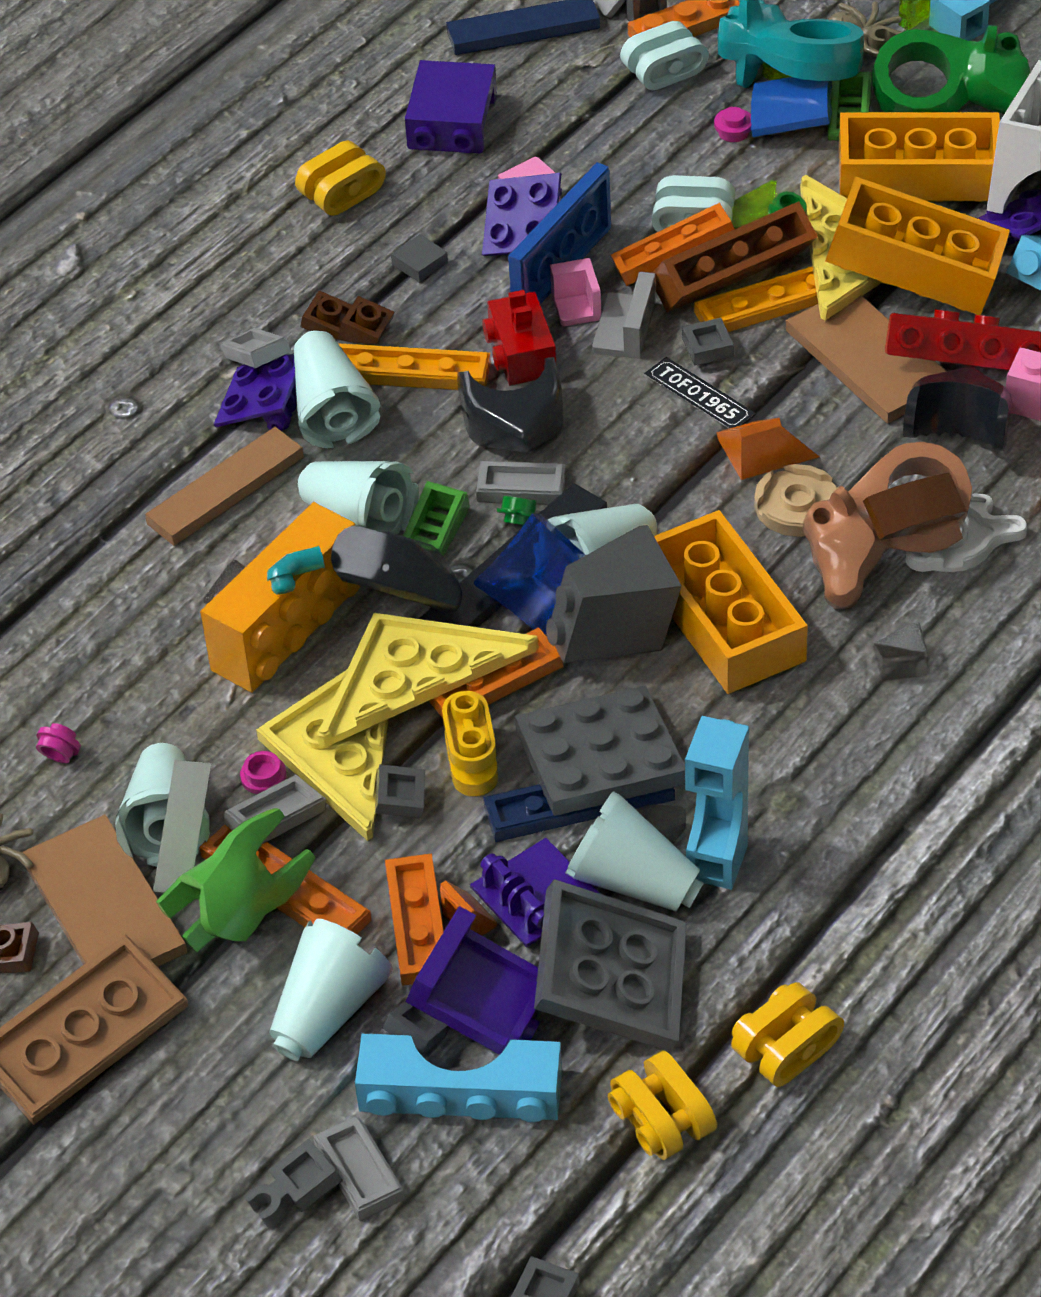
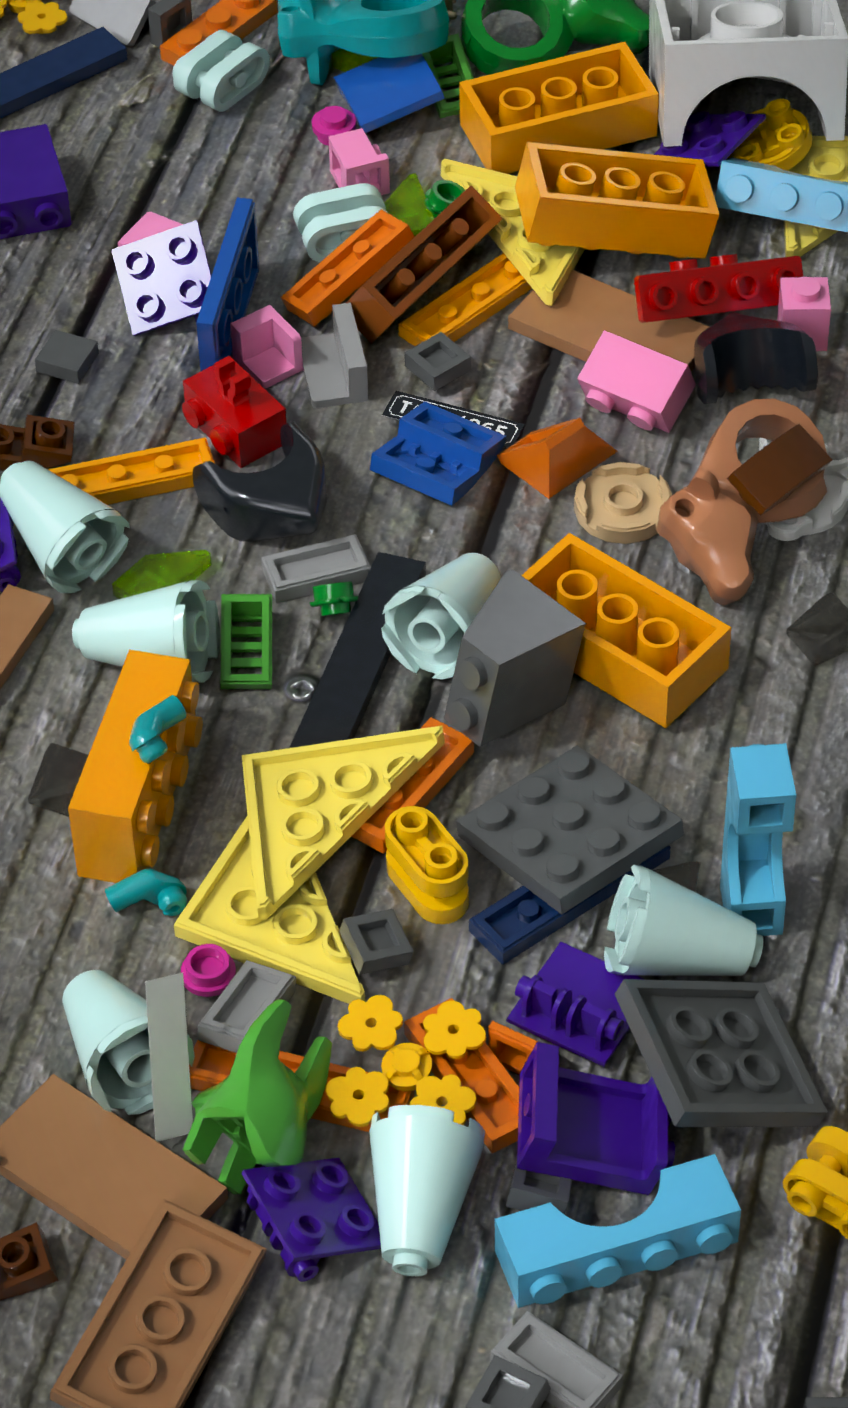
camera: 25 degrees left, 0 degrees up
(236, 982) = (311, 1213): none -> dark purple hinge
(255, 694) = (151, 886): none -> teal arm
(367, 893) = (406, 1064): none -> yellow plant
(396, 567) = (255, 697): black animal -> none
(400, 448) = (160, 571): none -> clear neon green tile
(530, 571) = (405, 659): clear blue plate -> none
(668, 417) = (438, 453): none -> blue slope
(733, 159) = (357, 161): none -> bright pink brick
(856, 403) = (636, 382): none -> bright pink brick

